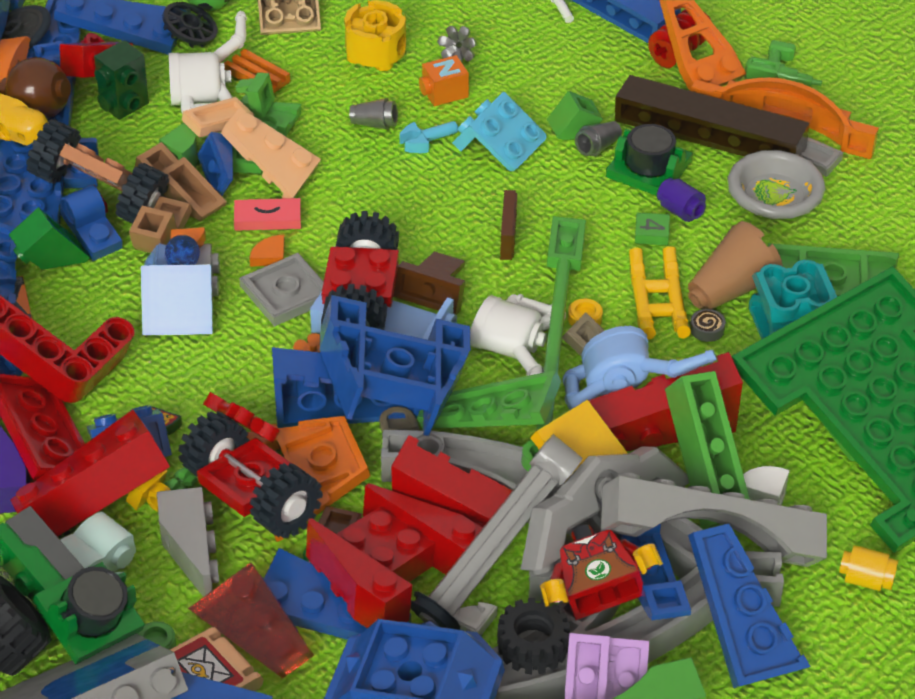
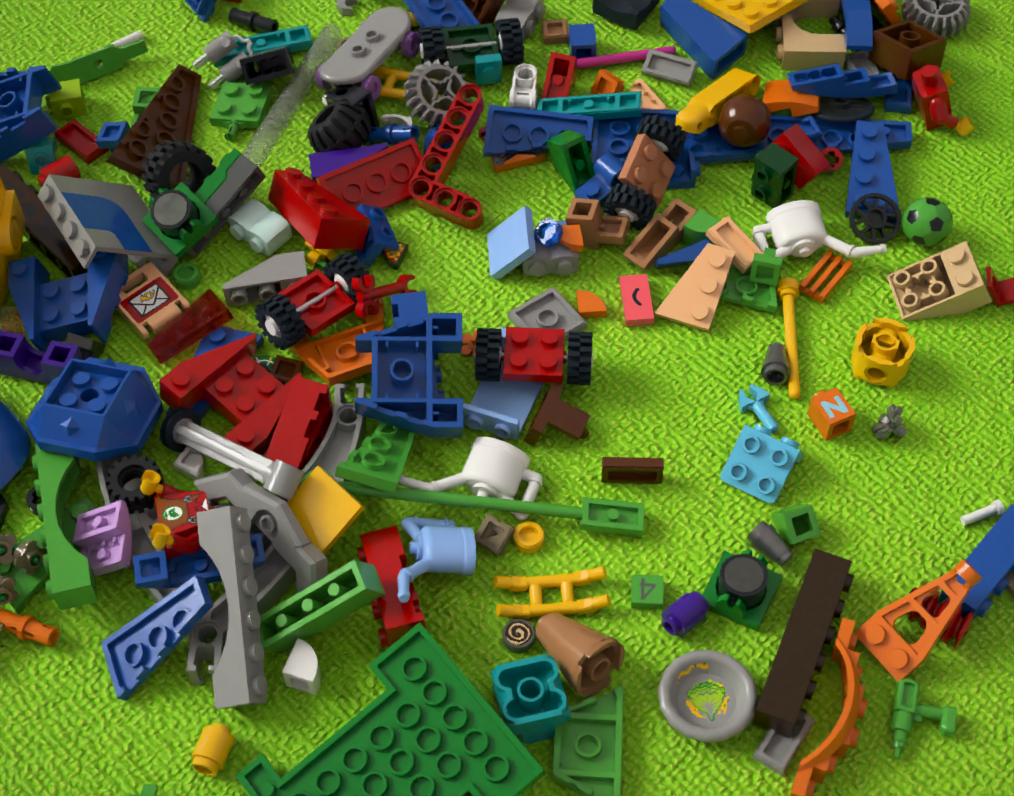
camera: 90 degrees right, 10 degrees up
(331, 102) = (787, 291): none -> yellow piece

